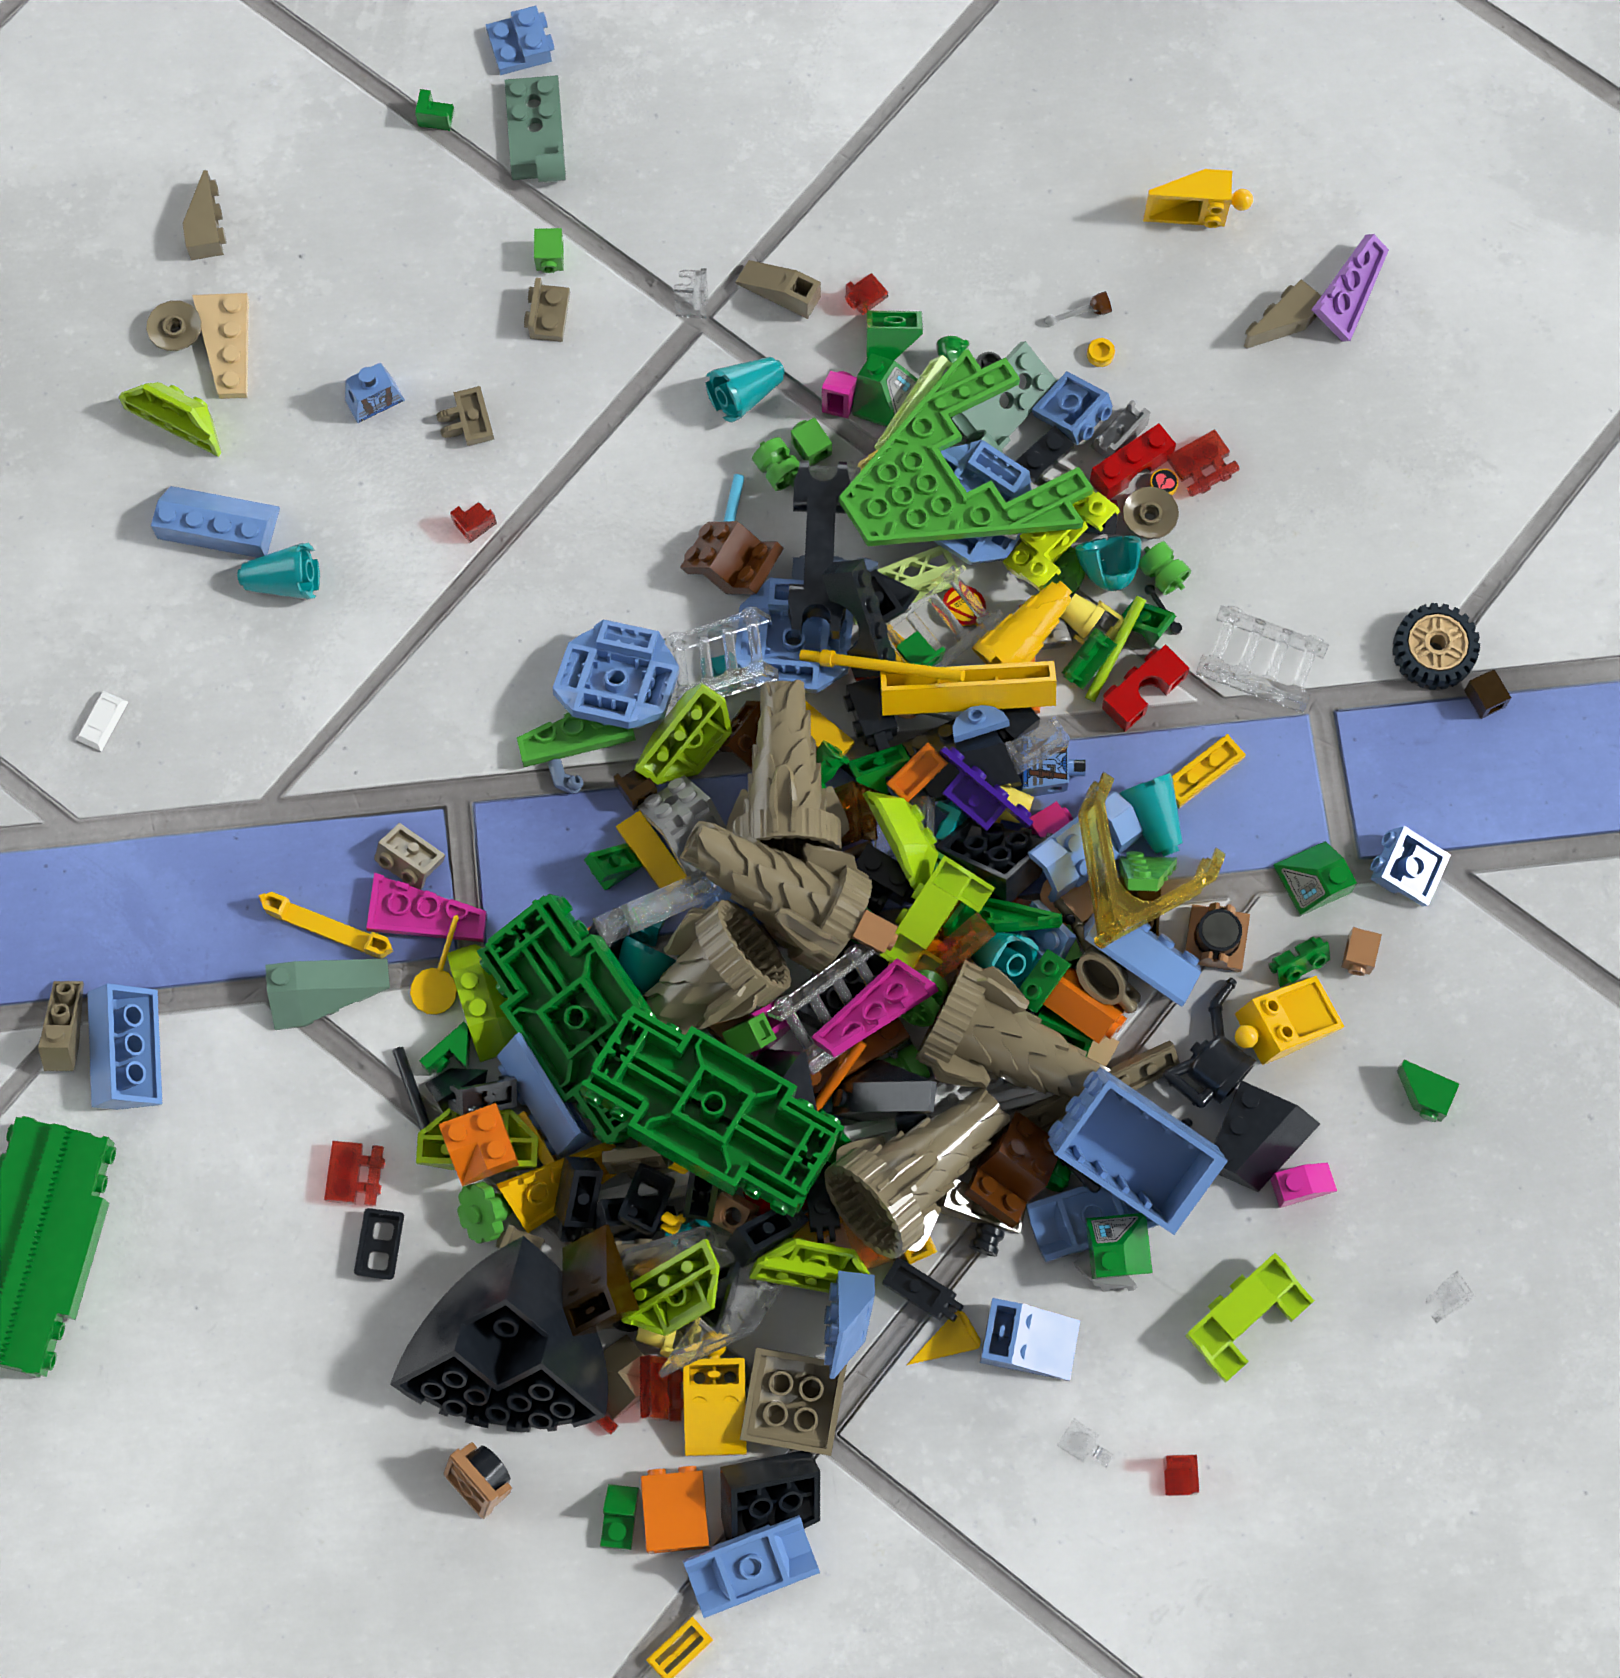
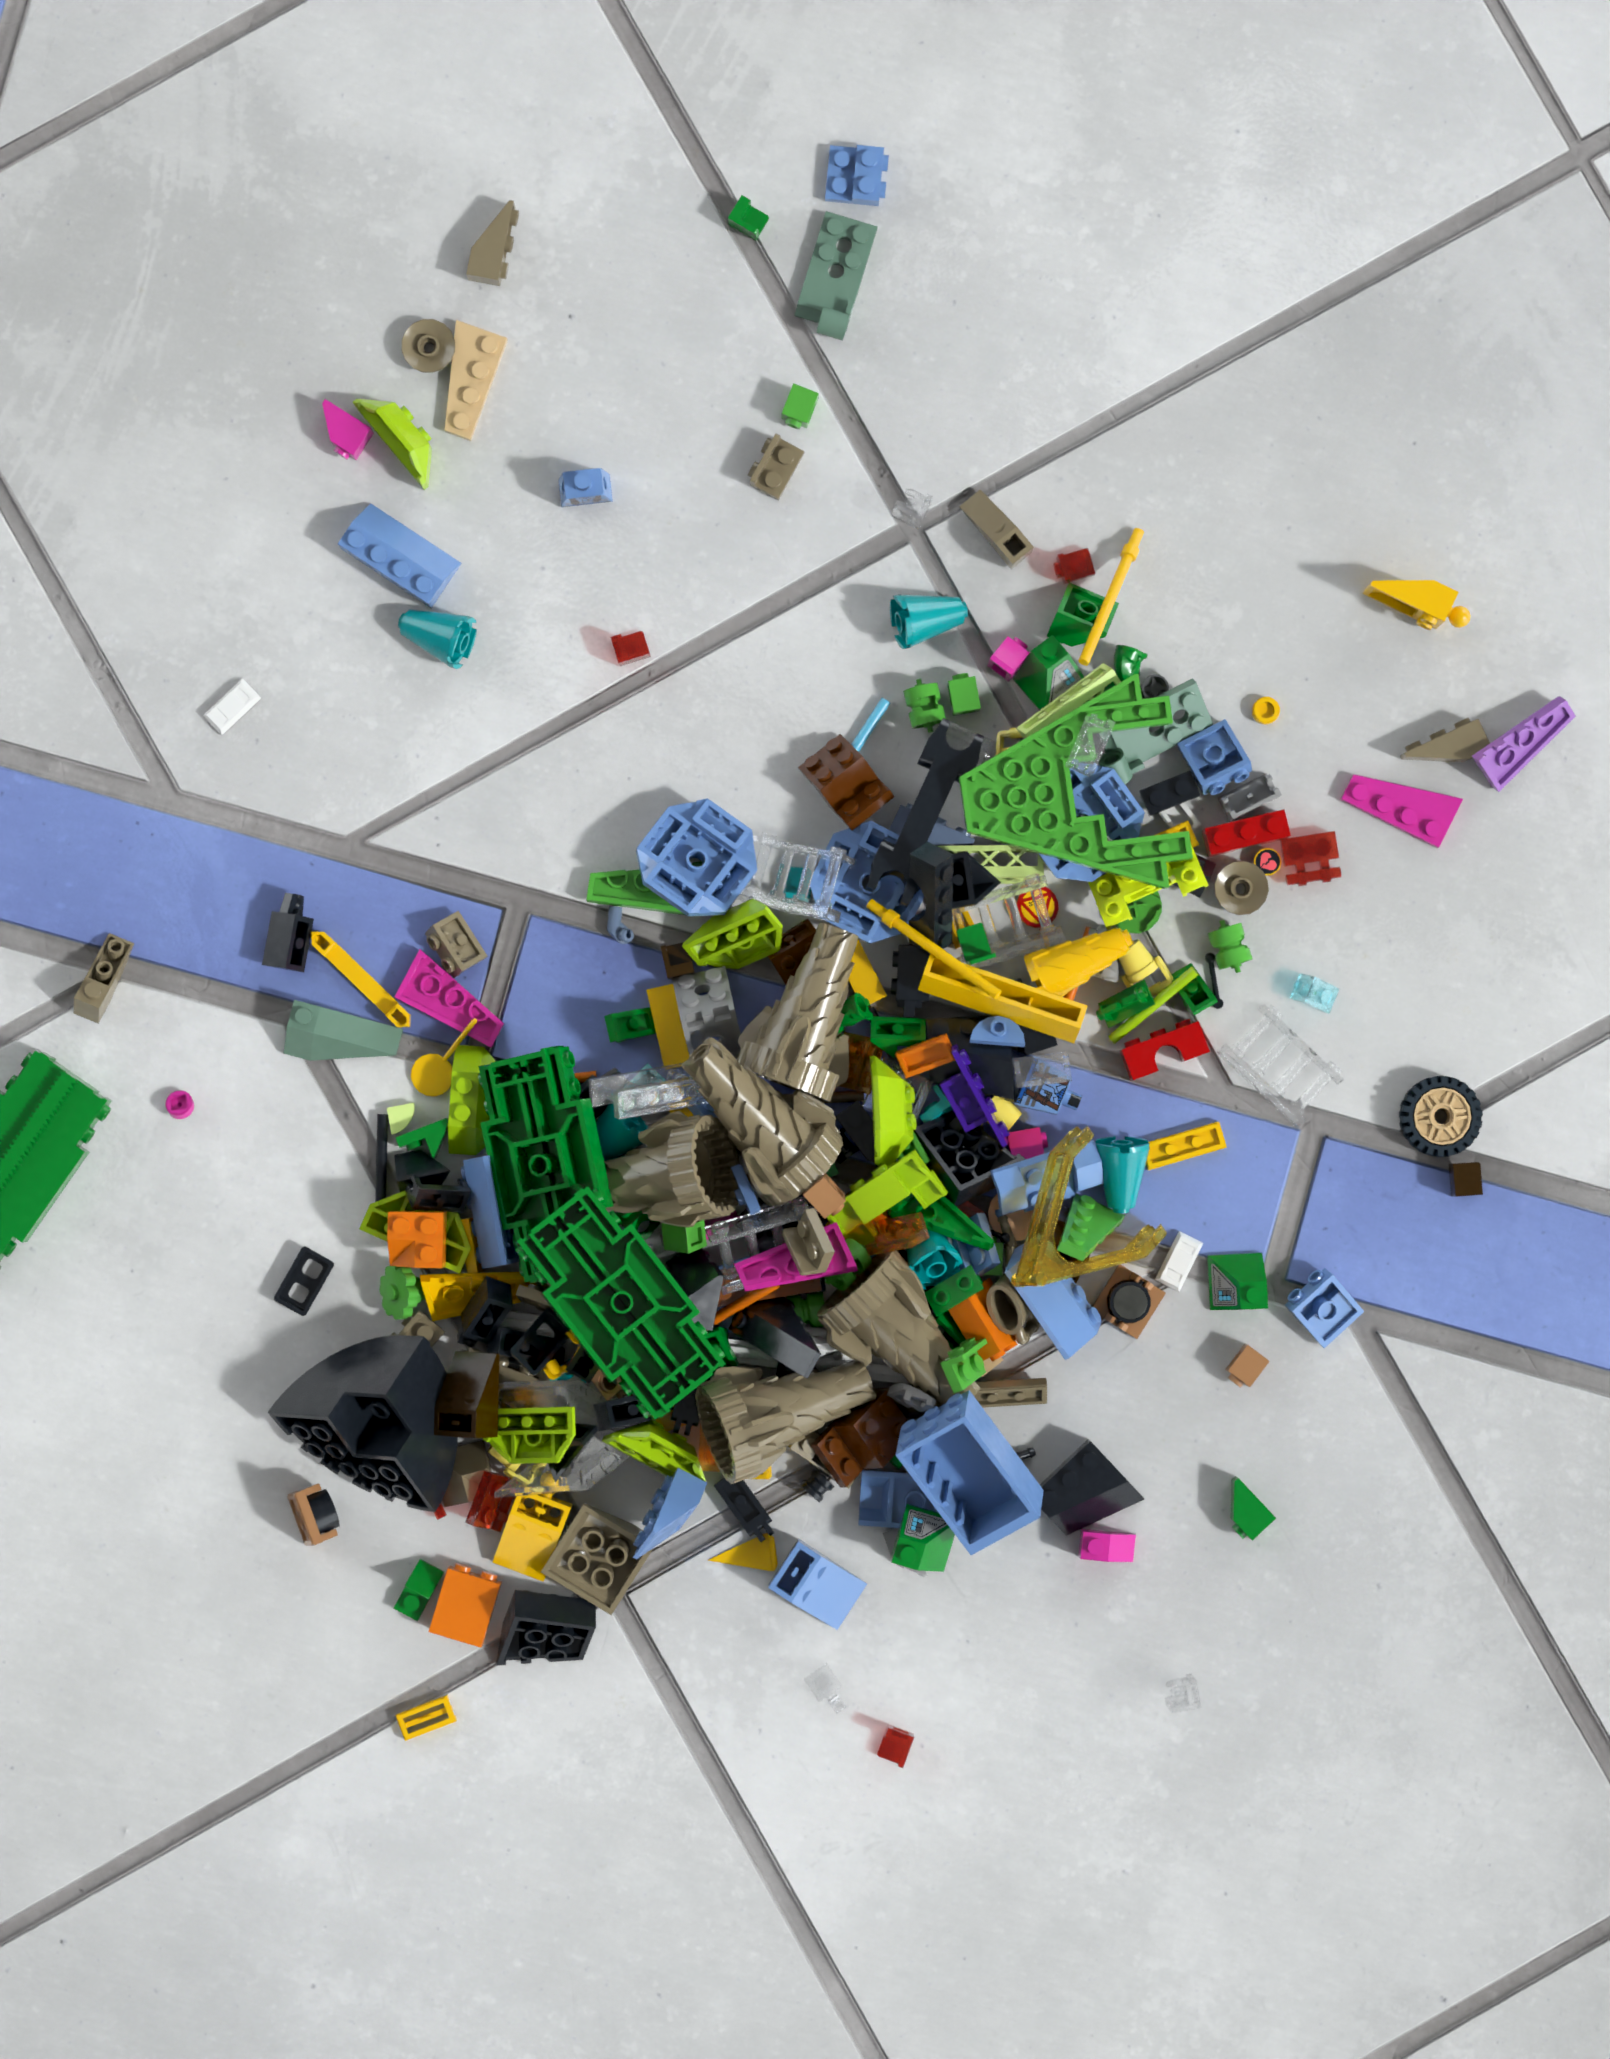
camera: 20 degrees right, 15 degrees up
(123, 428) = (346, 431): none -> dark pink slope
(124, 1047) = (149, 1020): medium blue slope -> none
(186, 1119) = (179, 1104): none -> dark pink tile
(237, 910) = (288, 935): none -> black hinge
(344, 1173) = (297, 1206): clear red plate -> none
(416, 1043) = (400, 1117): none -> yellowish green tile
(473, 417) = (667, 545): dark tan hinge -> none
(751, 1566) = (510, 1677): medium blue piece -> none
(793, 964) = (744, 1193): none -> medium blue plate
(880, 980) = (809, 1244): none -> dark tan bracket
(912, 264) = (1128, 555): none -> yellow bar
(951, 421) = (1090, 745): none -> clear hinge
(1043, 1103) = (911, 1397): none -> light grey slope
(1082, 1045) = (964, 1364): none -> bright green bracket
(1099, 305) = (1284, 663): hinge -> none
(1110, 562) = (1184, 920): teal hair -> none
(1215, 1064) = (1075, 1414): black piece -> none
(1232, 1316) = (1006, 1631): lime bracket -> none
(1248, 881) = (1178, 1261): none -> white tile
(1263, 580) = (1314, 992): none -> clear light blue bracket
(1273, 387) = (1410, 809): none -> dark pink wing
(1286, 1020) = (1155, 1400): yellow slope -> none
(1311, 955) = (1178, 1354): green hinge -> none

